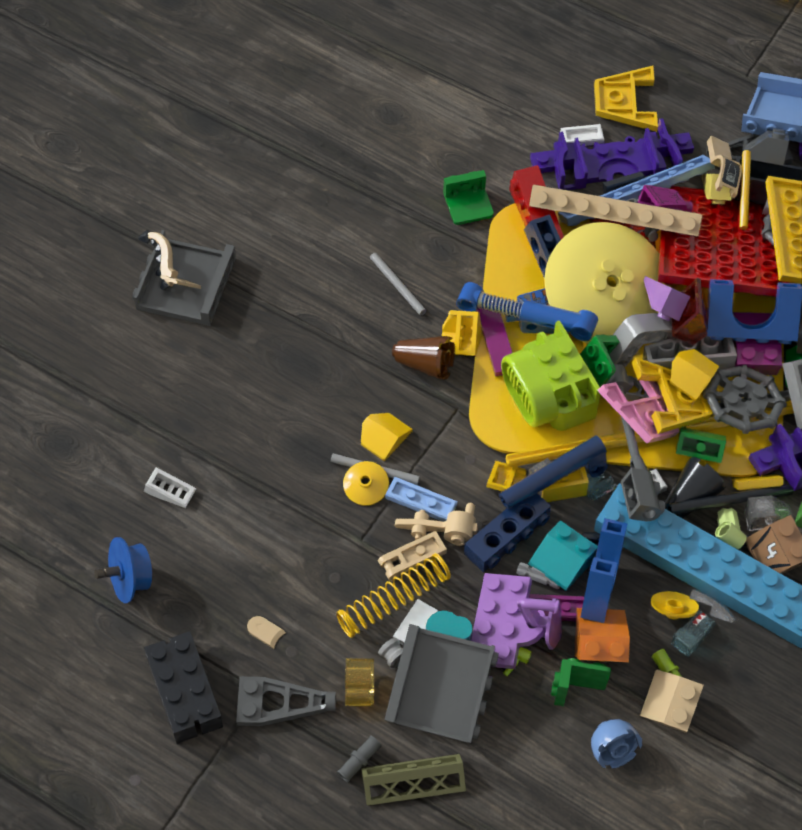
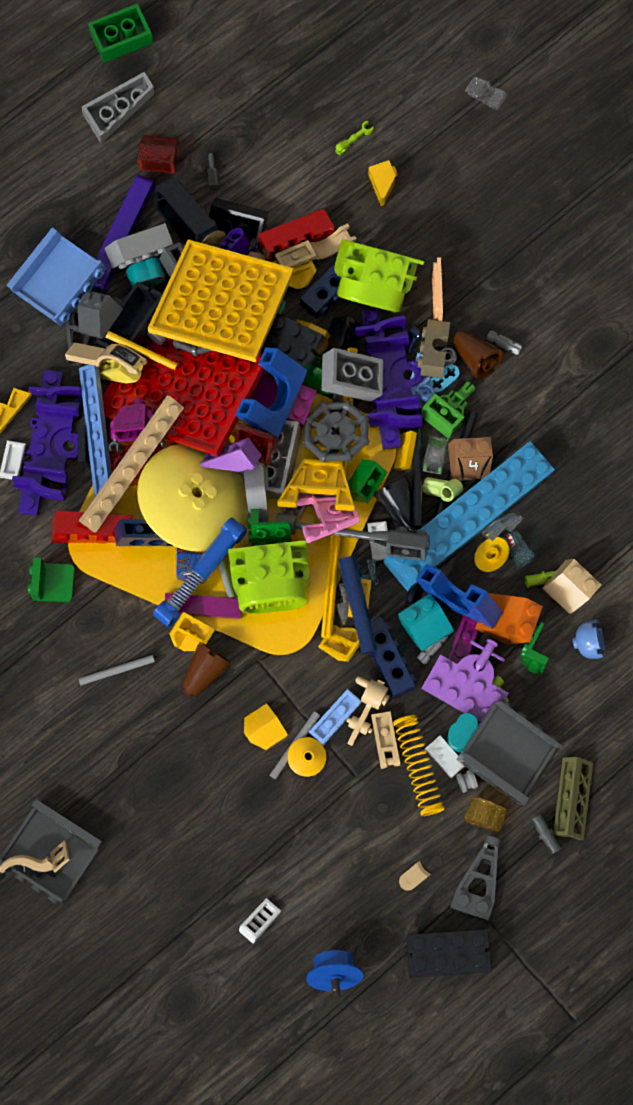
camera: 70 degrees left, 15 degrees up
(692, 372) = (305, 461): yellow slope -> none

